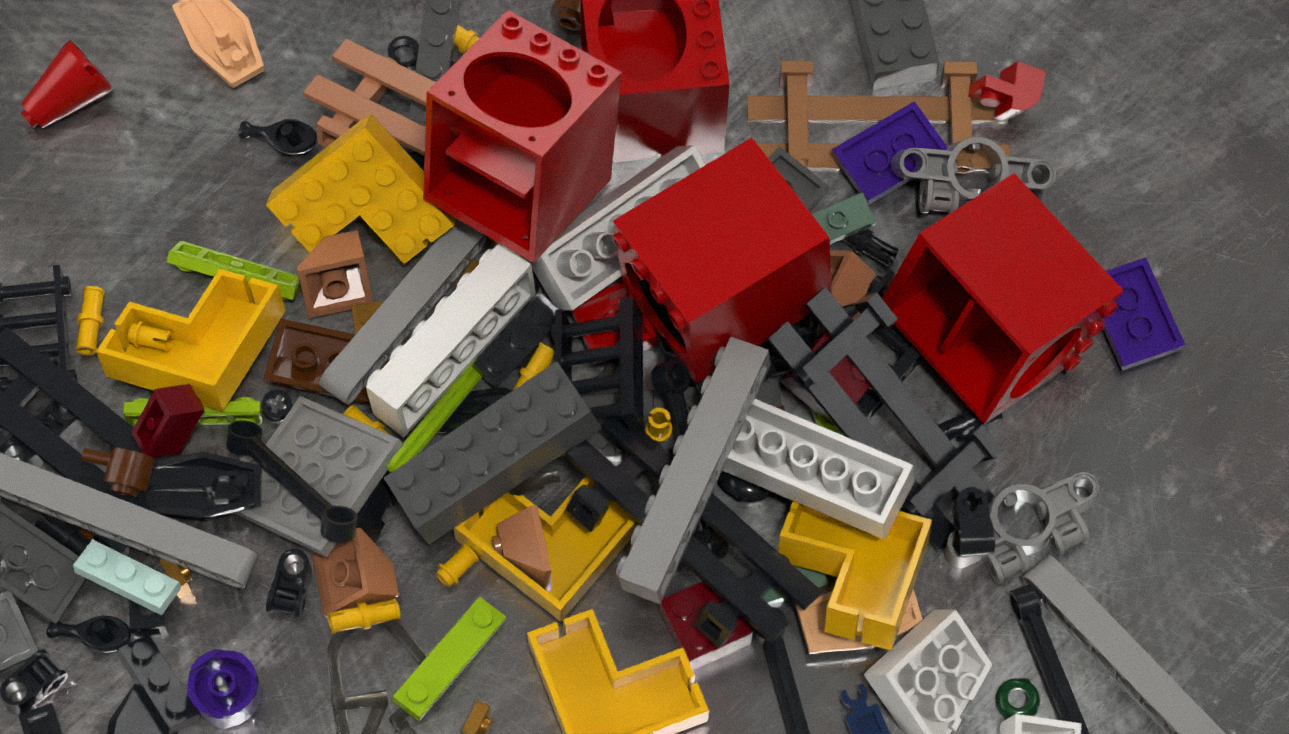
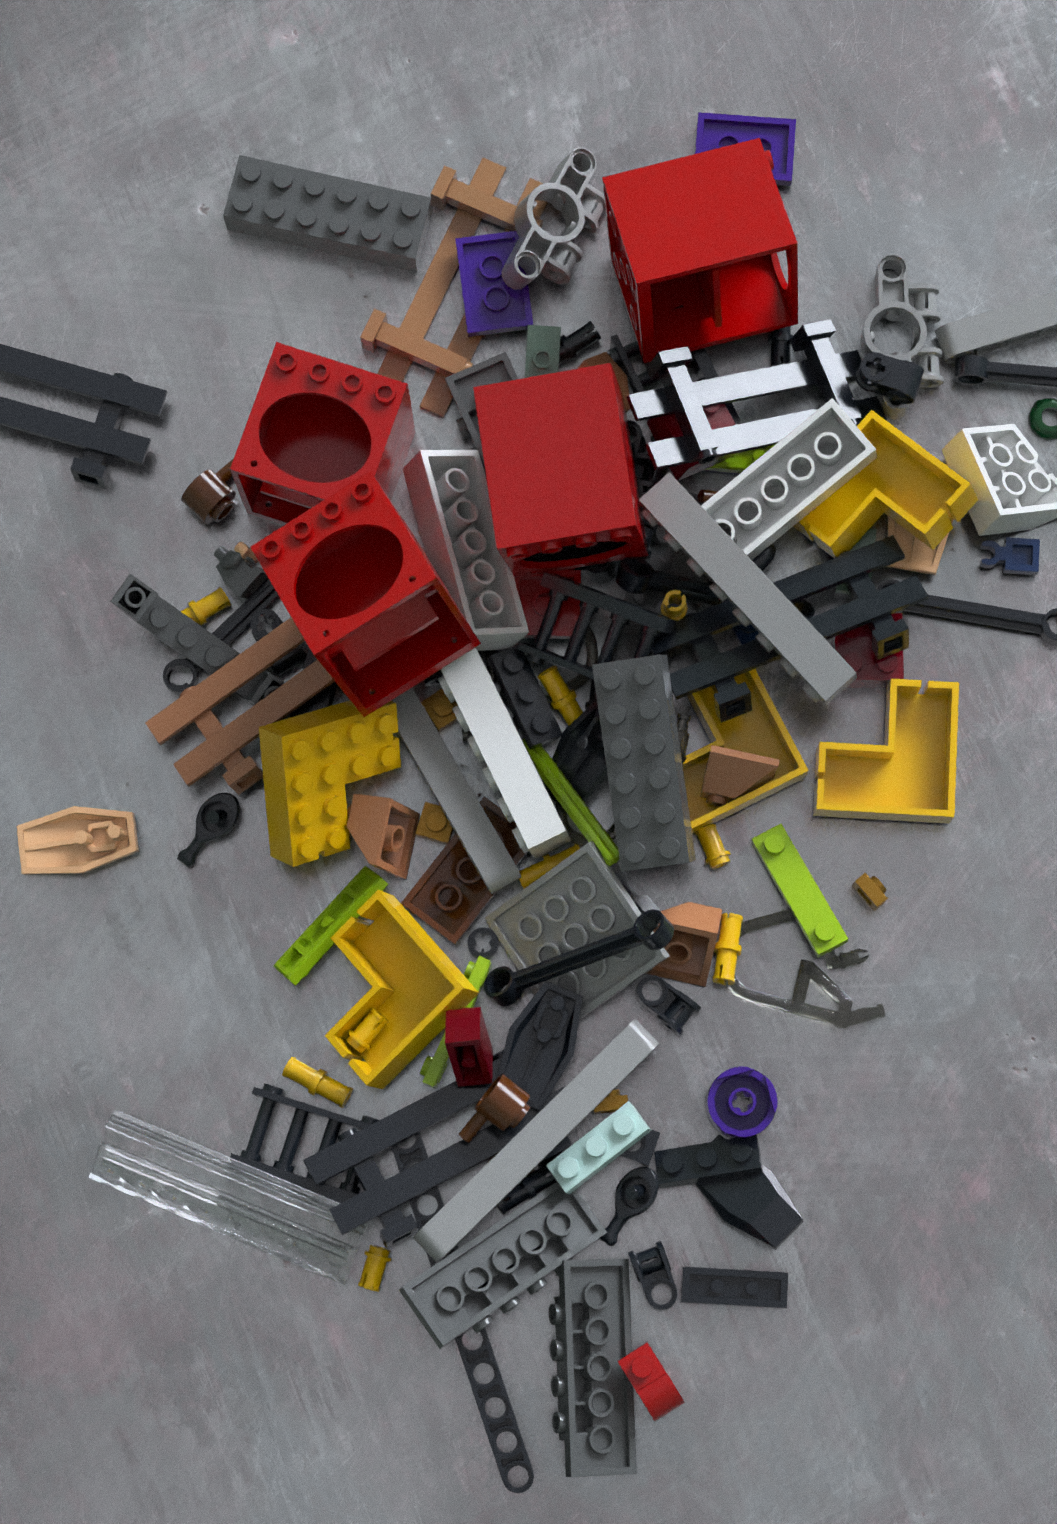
camera: 60 degrees left, 10 degrees up
(64, 87) = (67, 1009): red cone -> none
(1013, 93) = (487, 146): red brick -> none

